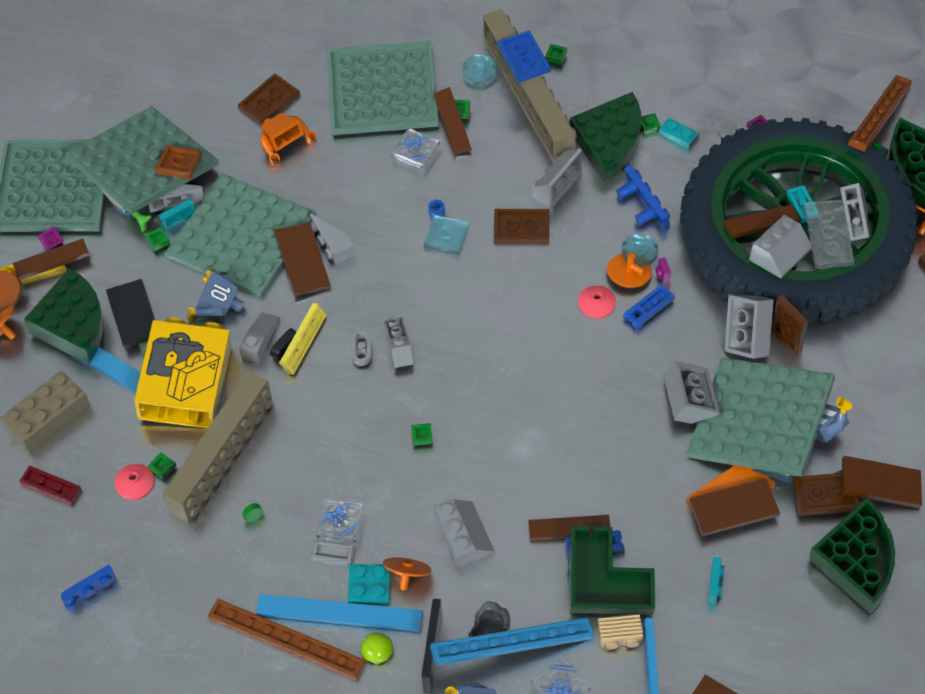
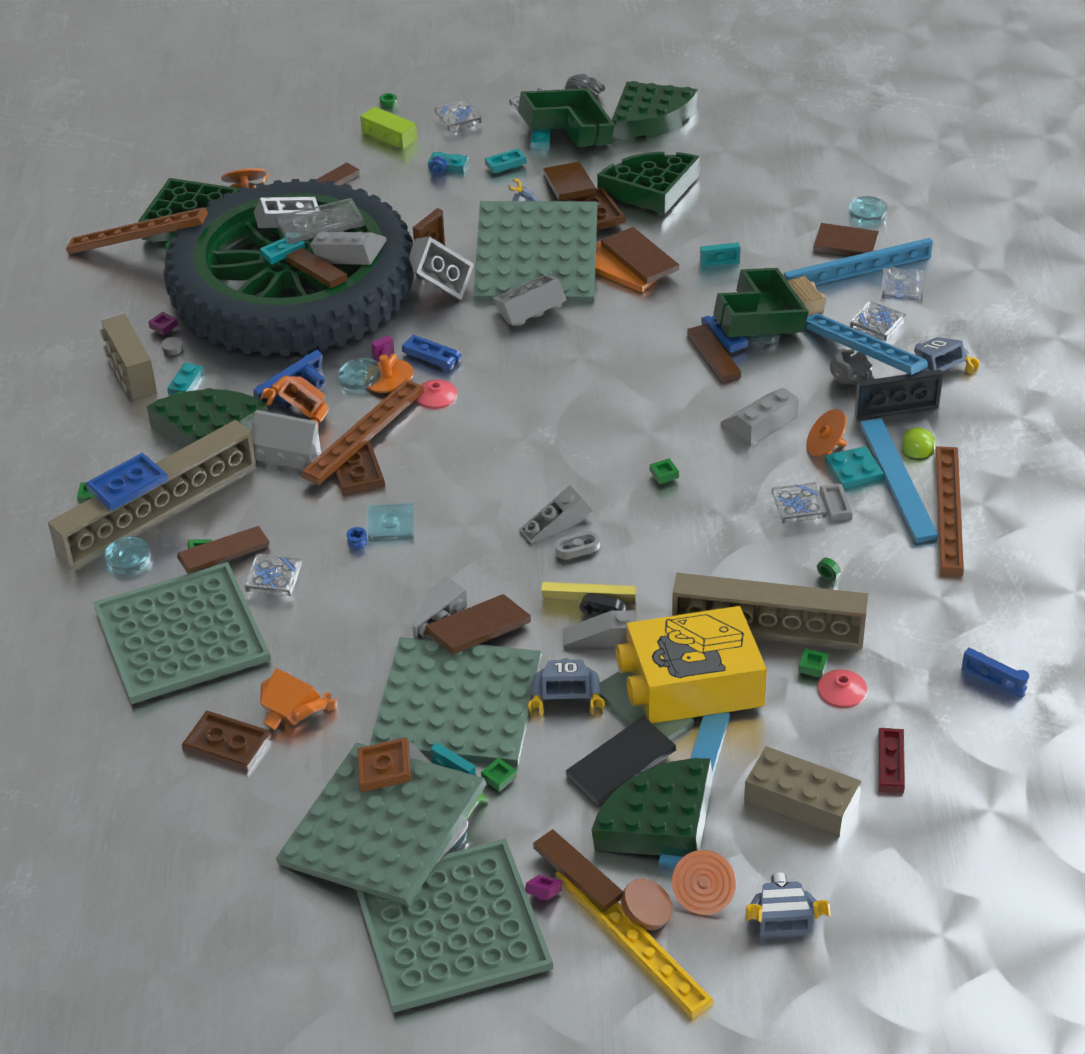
camera: 110 degrees left, 15 degrees down
(557, 235) = (362, 432): none -> dark orange tile
(607, 195) = (299, 394): none -> orange torso
(707, 90) = (128, 356): none -> dark tan brick

